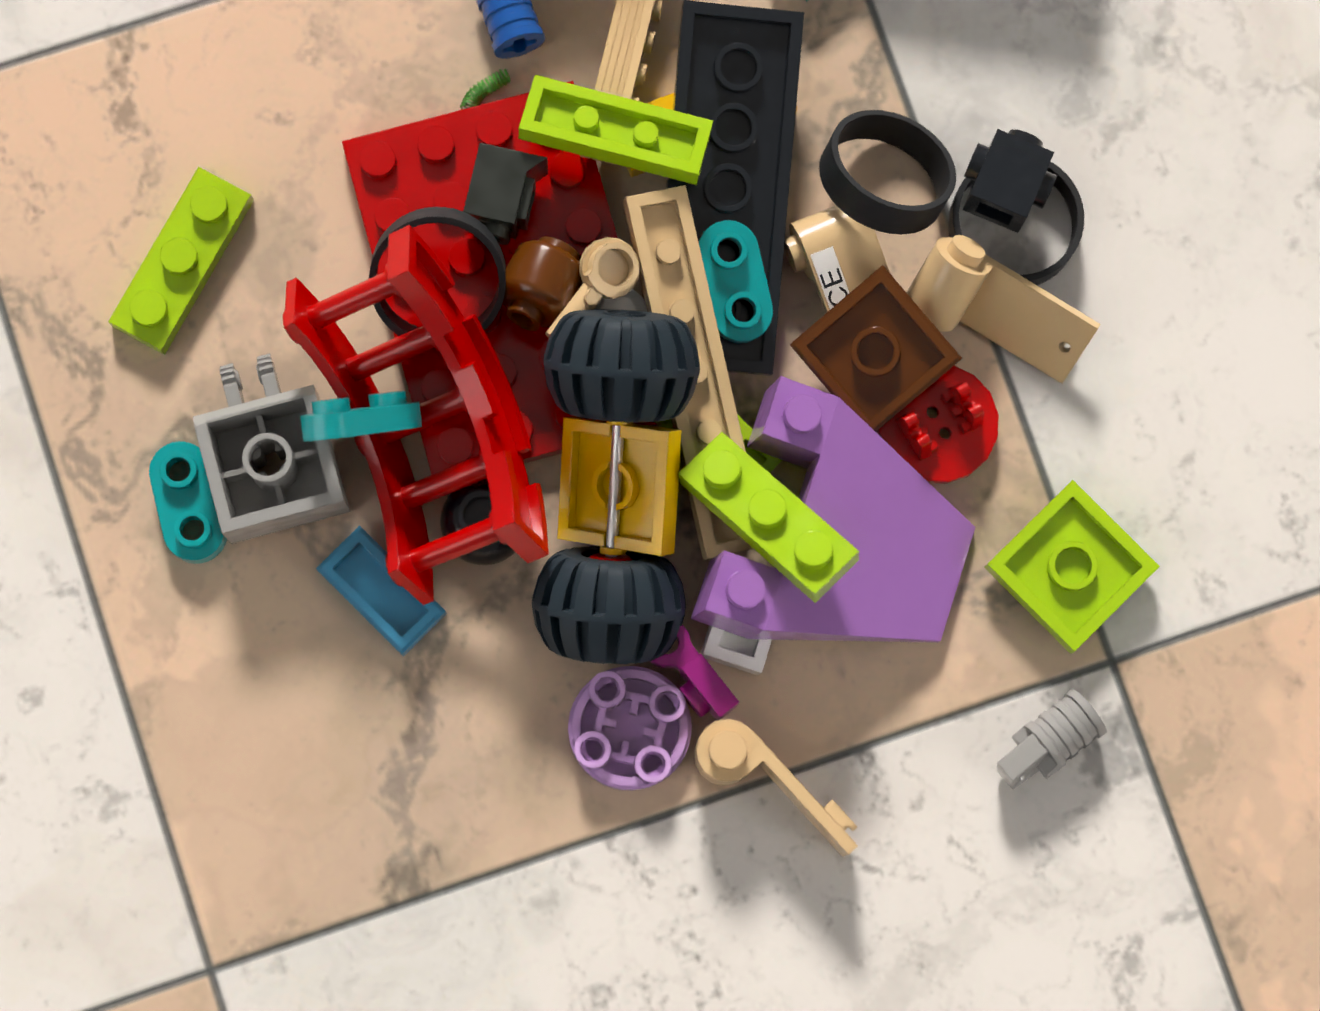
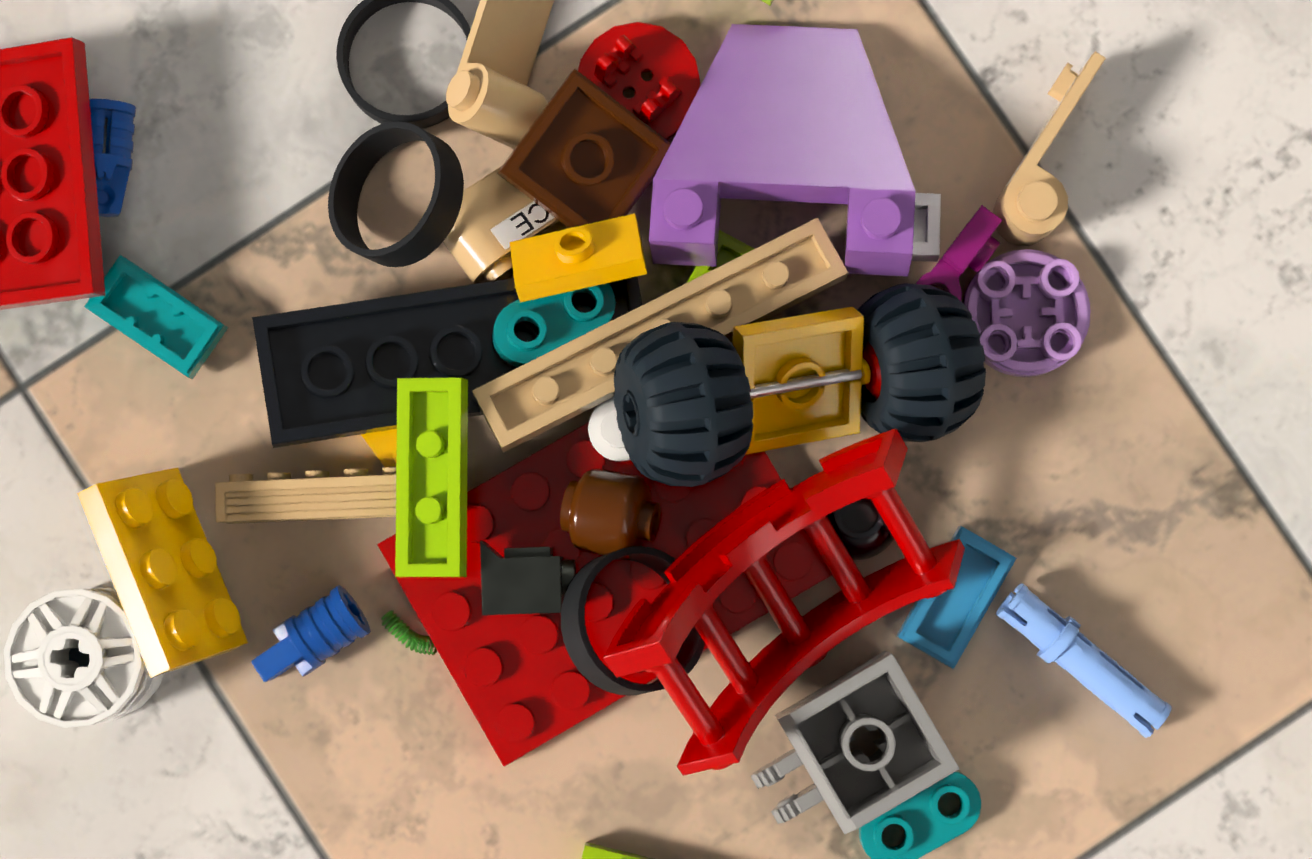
camera: 90 degrees left, 5 degrees up
(300, 682) = (1070, 649): none -> light blue pin
(337, 420) = (817, 672): teal plate -> none
(607, 271) = (583, 447): tan plate -> none
(768, 517) = (799, 215): lime plate -> none
(783, 313) = (577, 258): none -> yellow plate
(1009, 178) = (373, 67): black brick -> none

